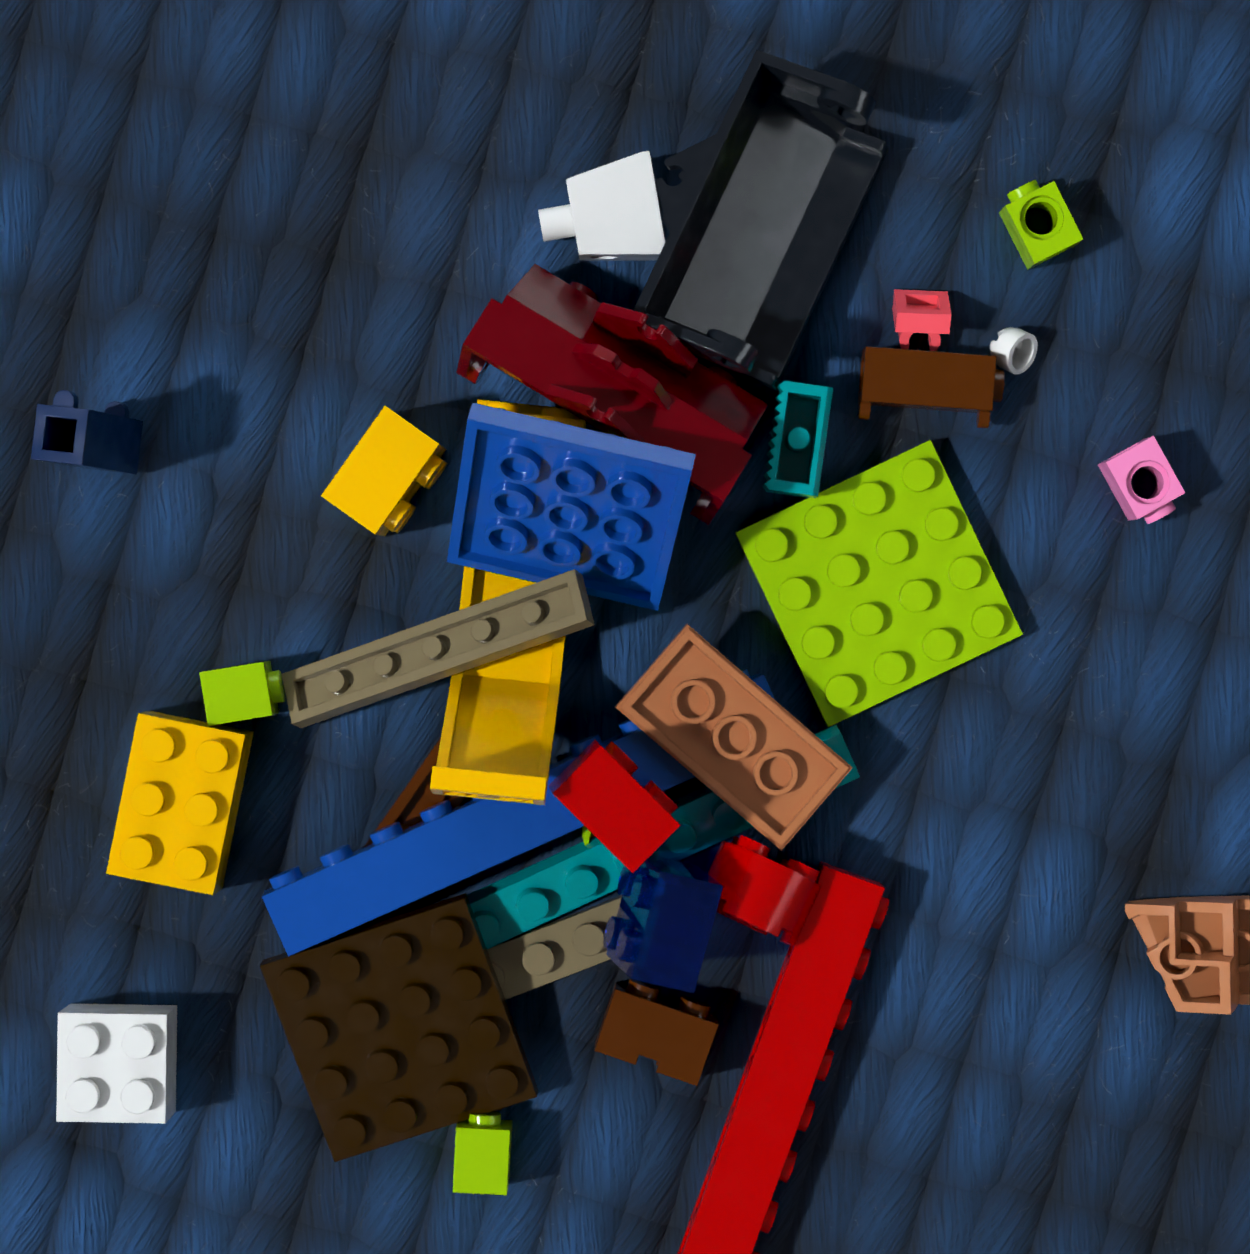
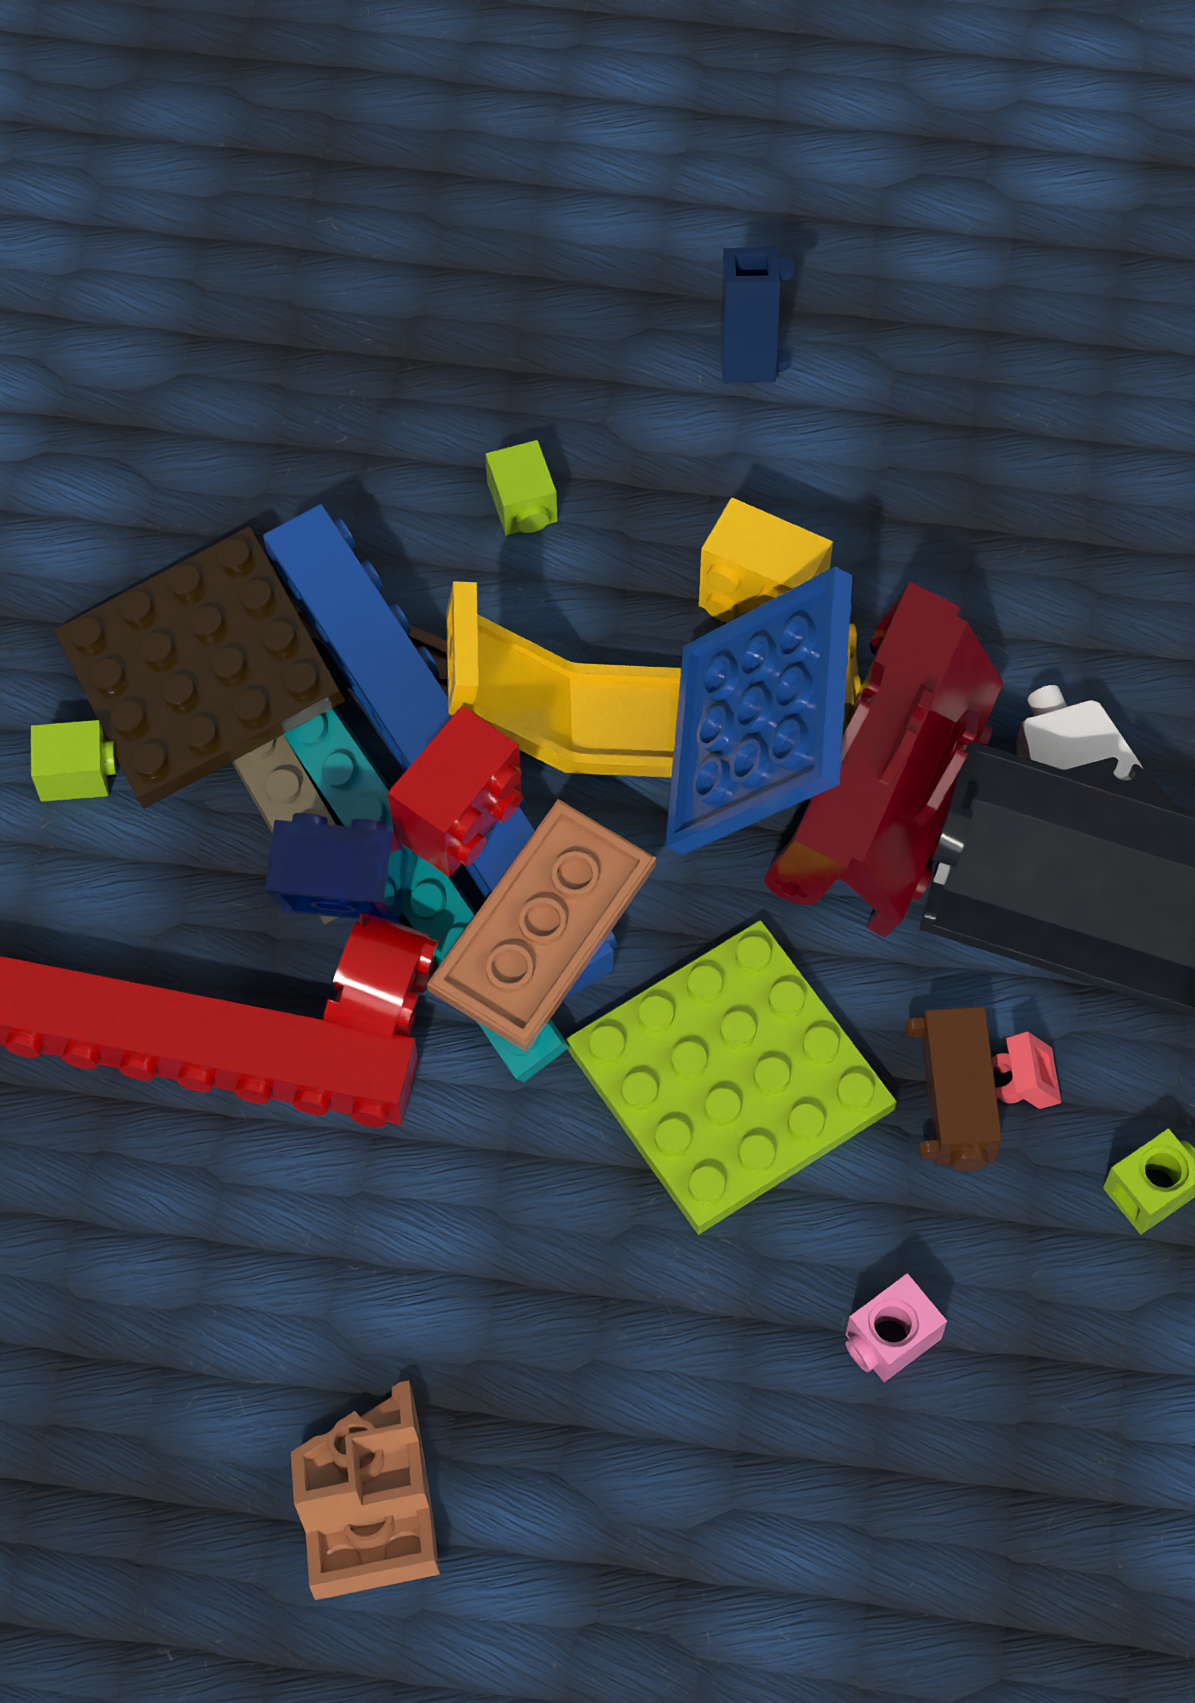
camera: 85 degrees right, 25 degrees down
(116, 1063) = (139, 426): white brick -> none
(179, 802) = (405, 448): yellow brick -> none
(438, 649) = (595, 643): dark tan plate -> none
(658, 1029) = (215, 923): reddish brown brick -> none
(798, 439) = (871, 956): teal brick -> none
(1014, 349) = (1023, 1183): white hinge -> none

